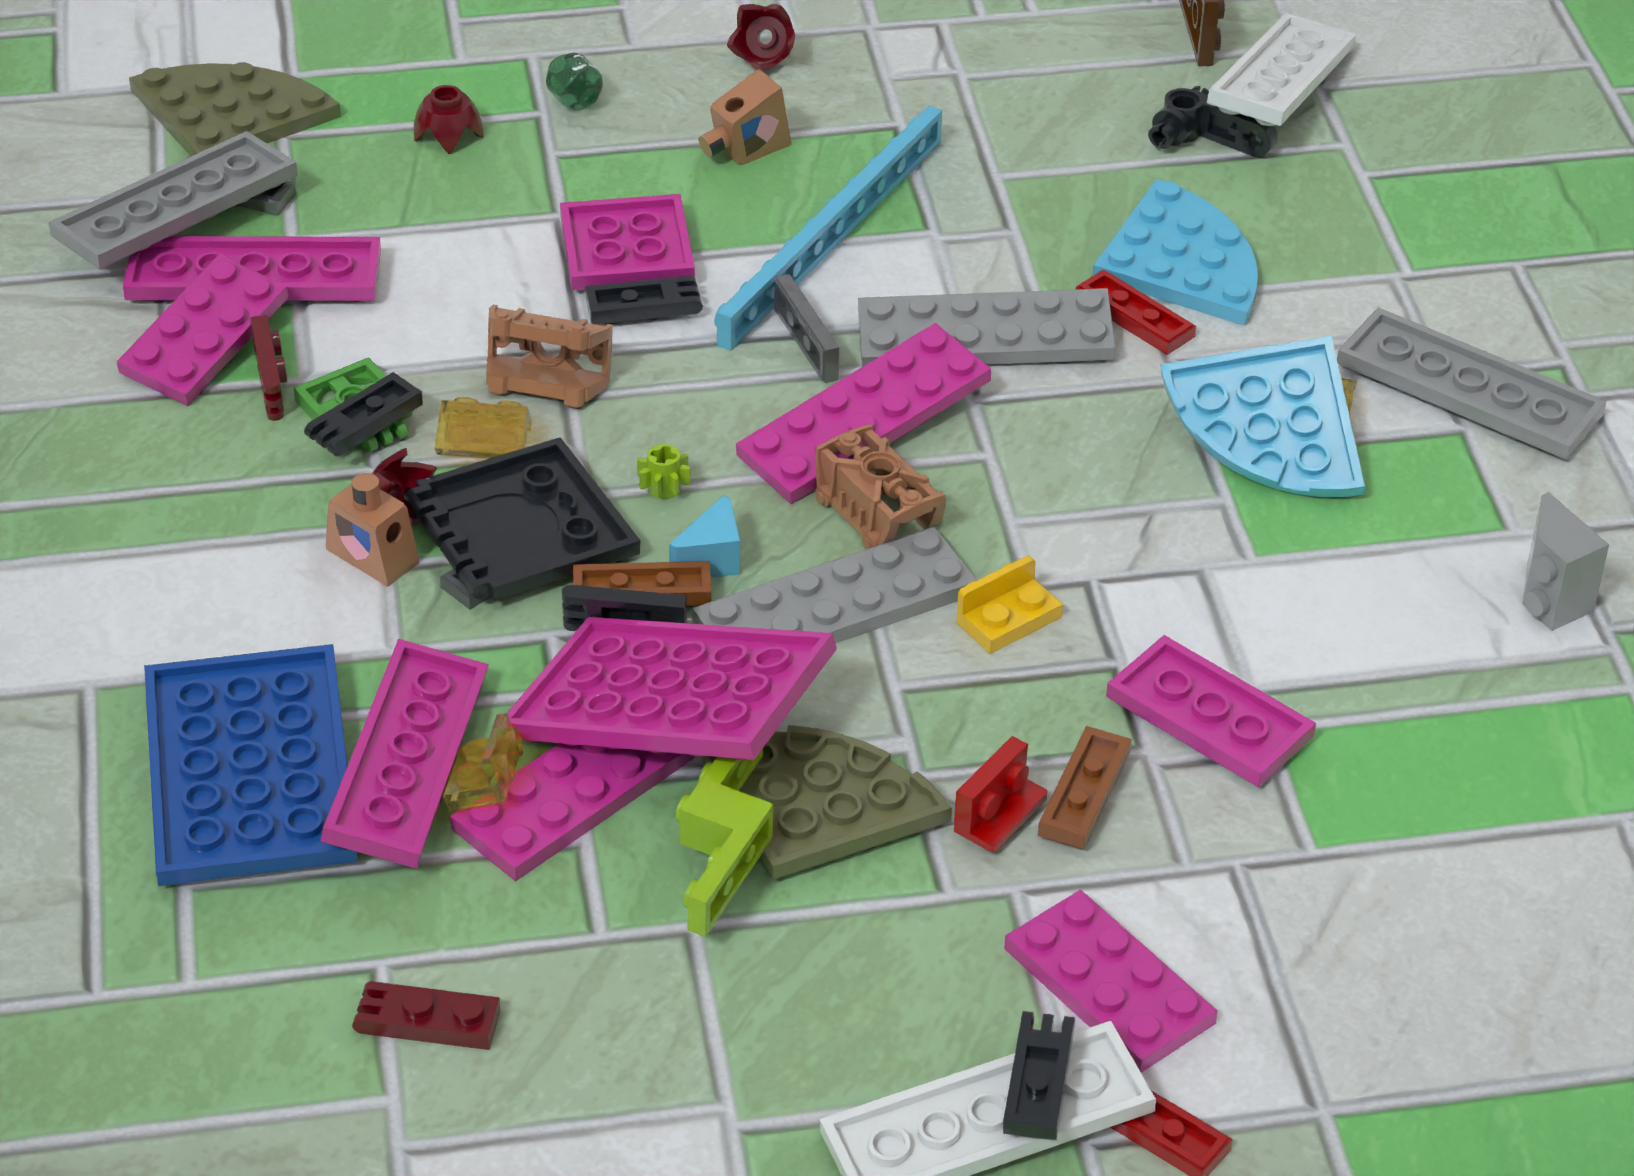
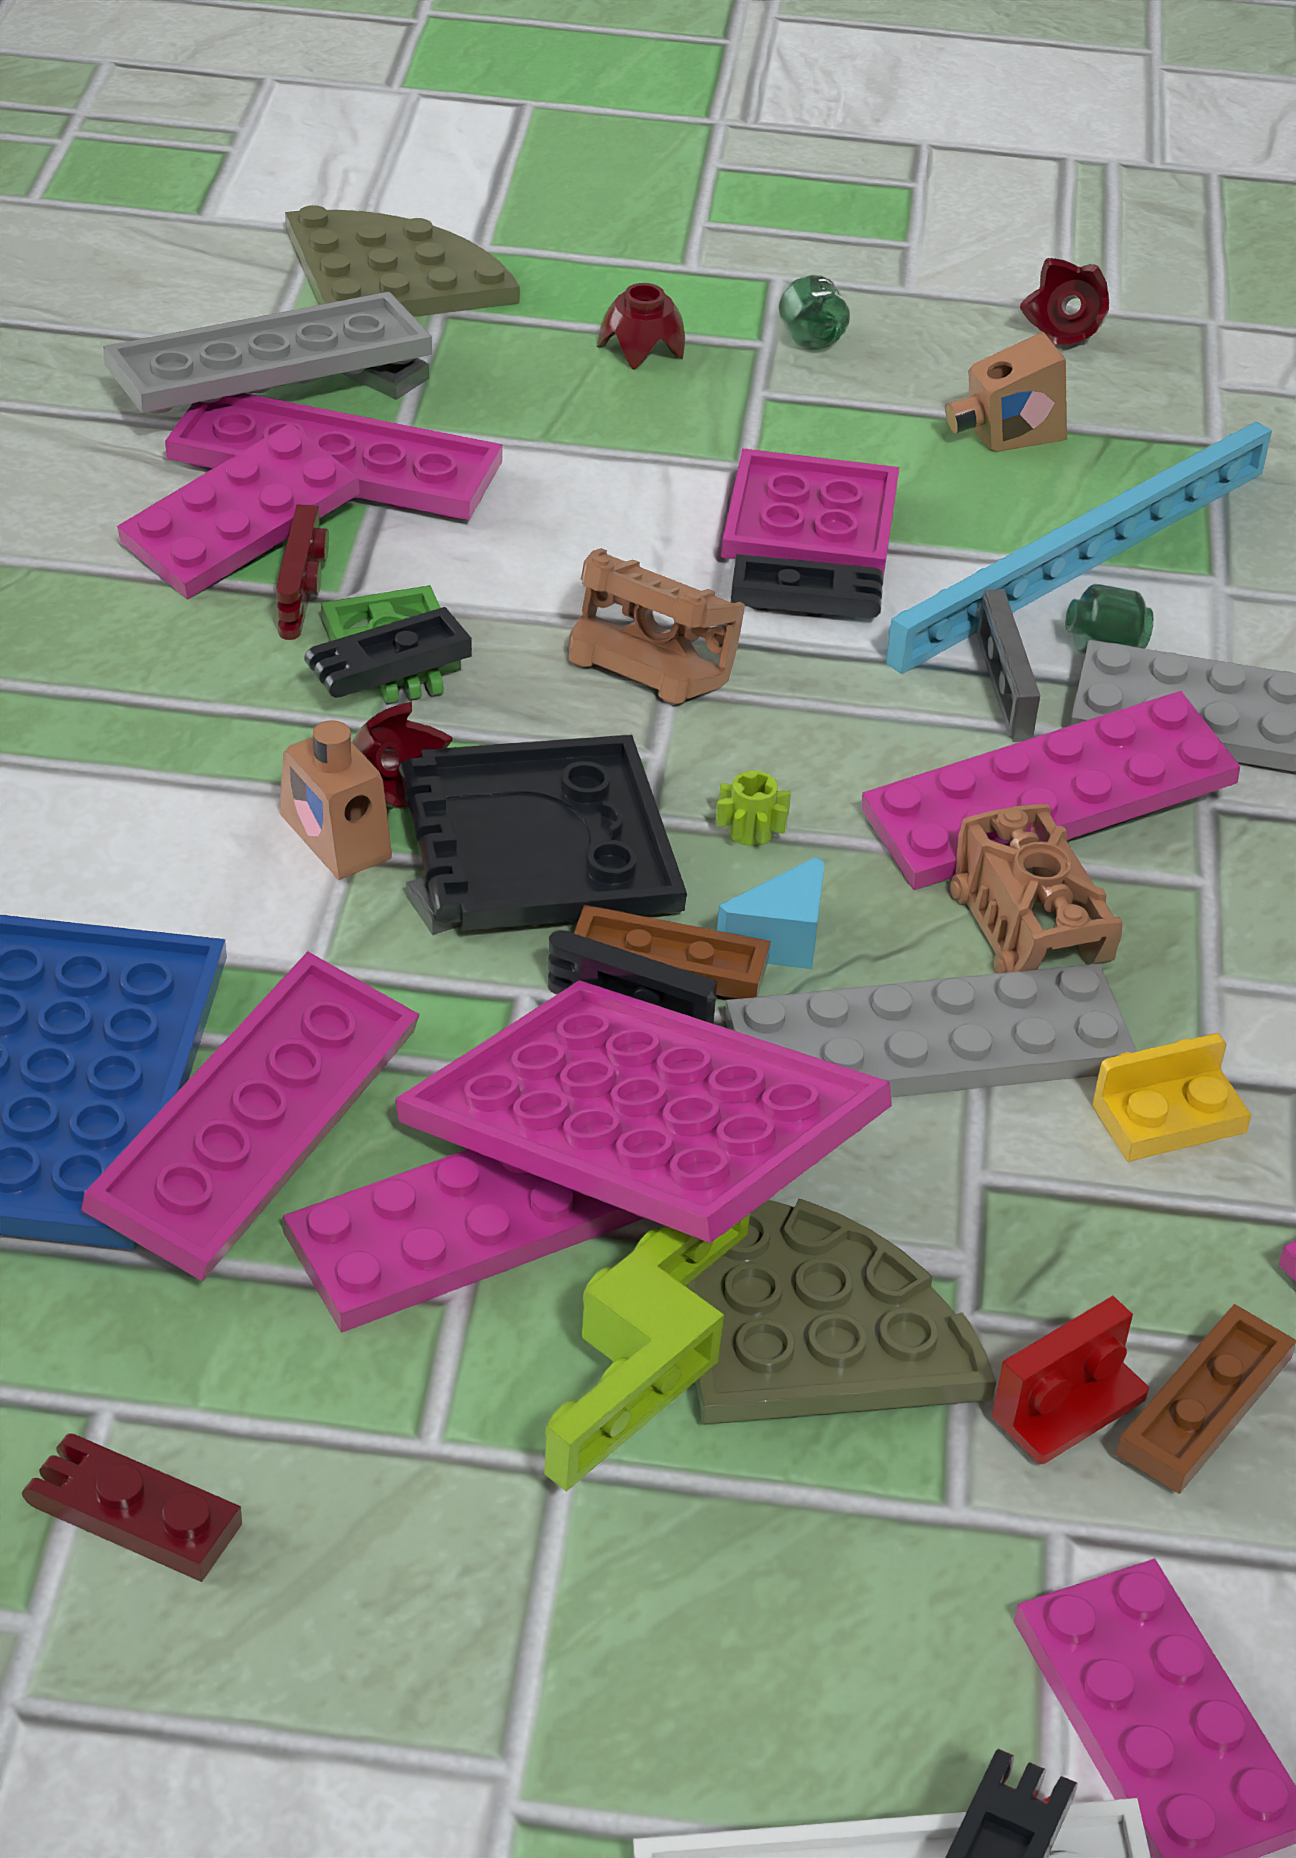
camera: 15 degrees right, 0 degrees up
(481, 428) = (535, 703): clear yellow bracket -> none
(485, 767) = (352, 1158): clear yellow bracket -> none
(867, 277) = (1110, 617): none -> clear green head

